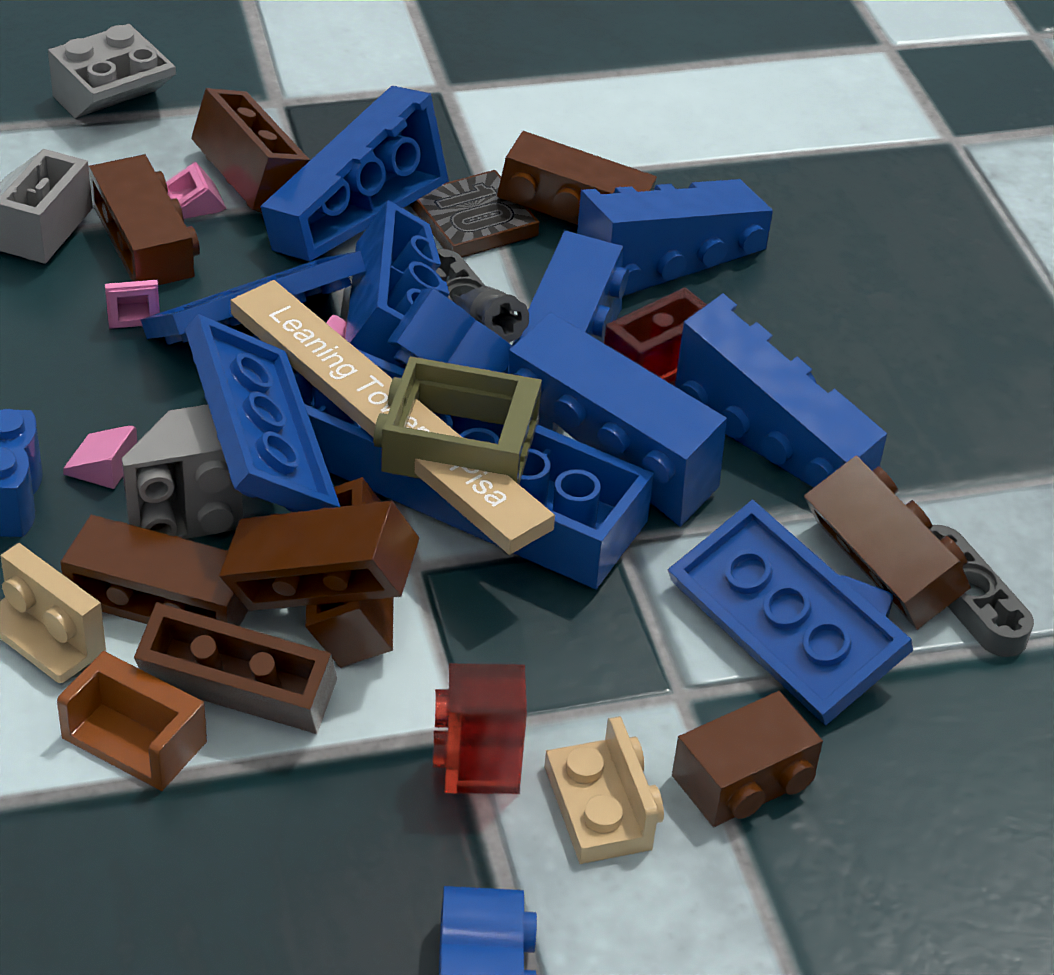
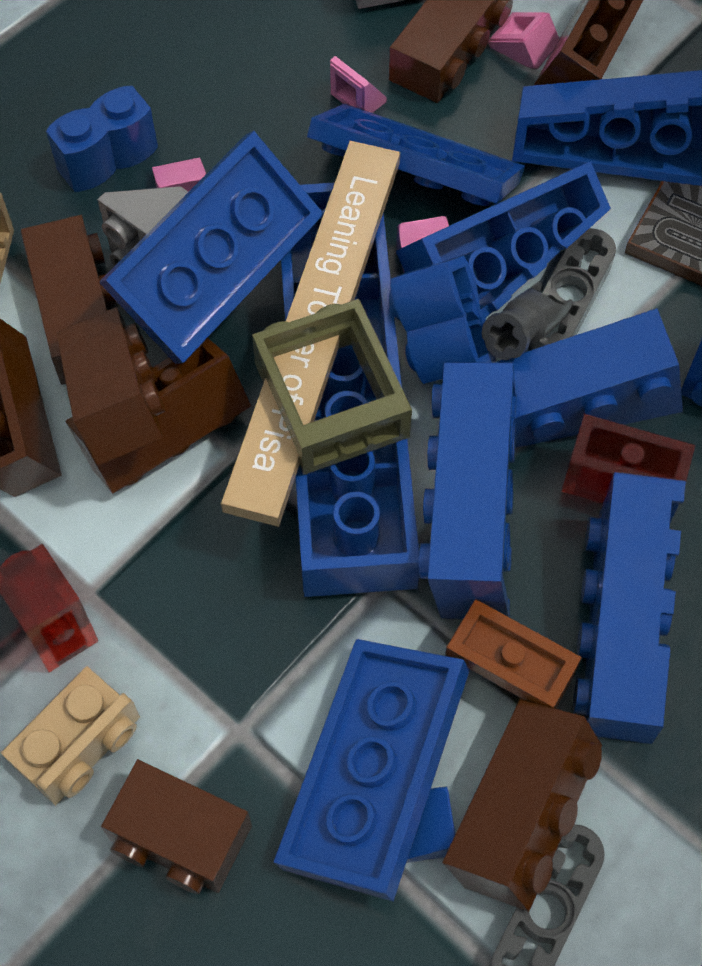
camera: 60 degrees right, 20 degrees up
(766, 477) = (513, 656): none -> dark orange panel

